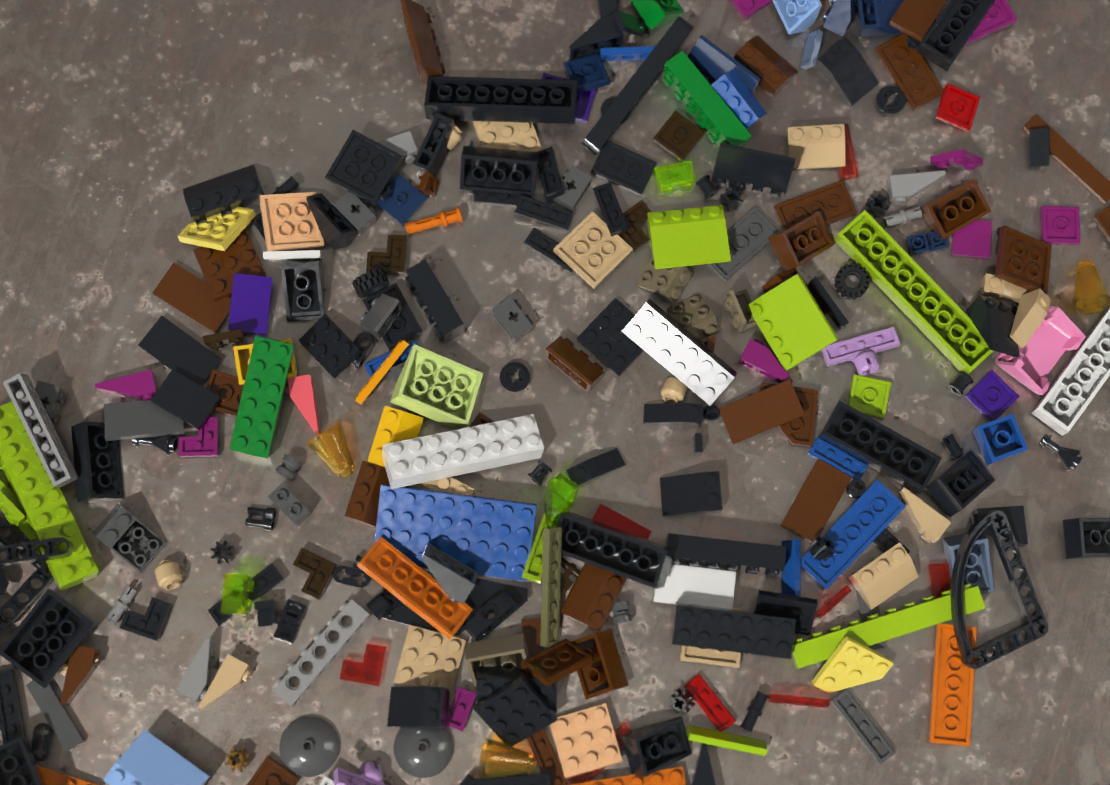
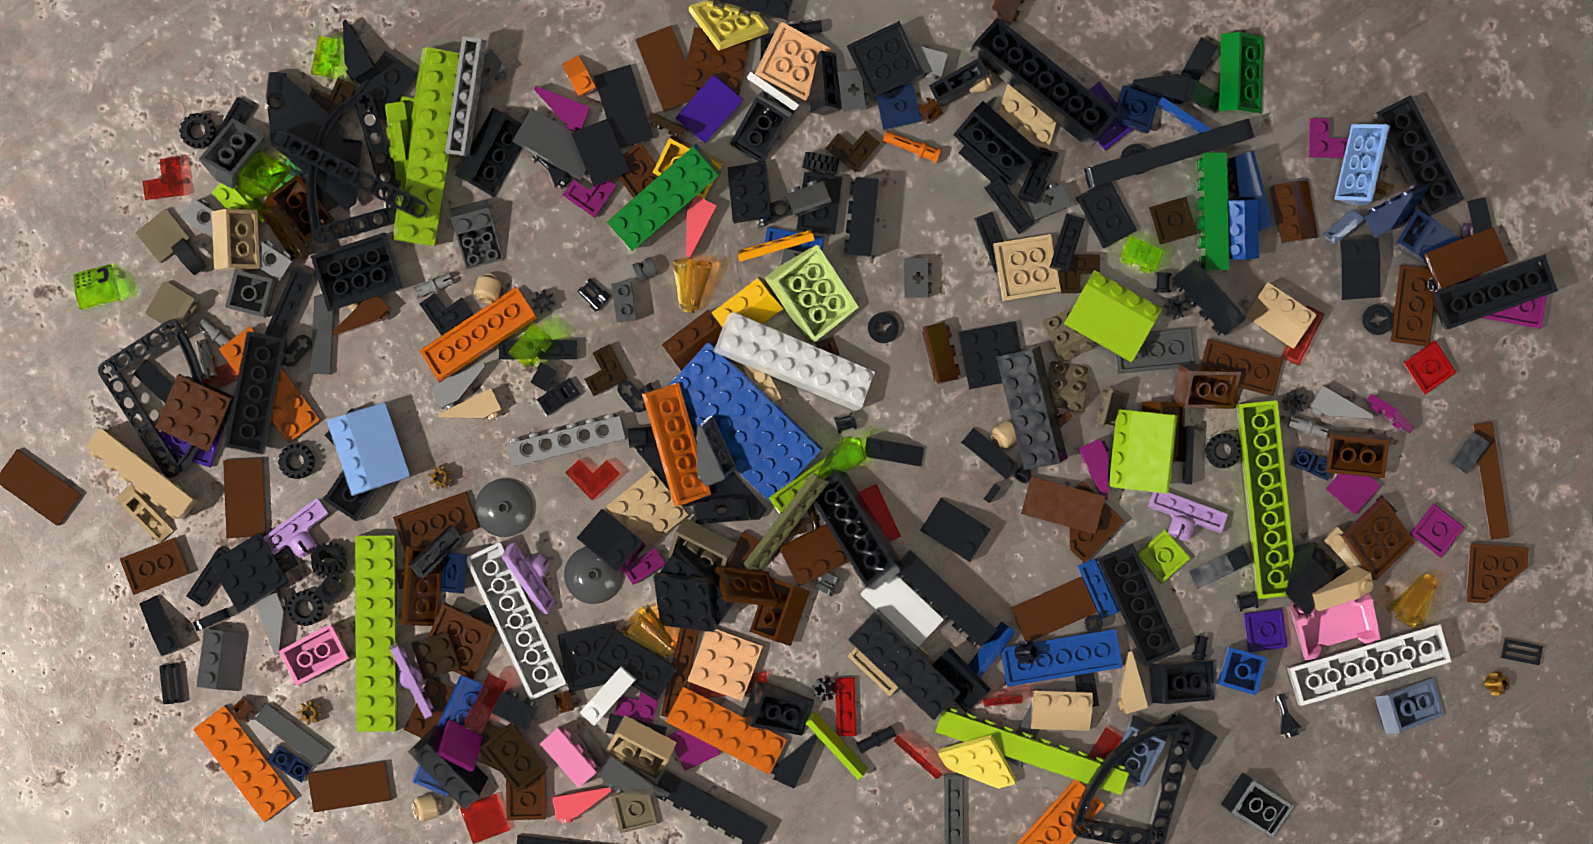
camera: 35 degrees right, 10 degrees up
(127, 353) = (579, 76): none -> orange slope
(186, 618) = (478, 334): none -> orange plate
(919, 371) = (1220, 566): none -> black slope

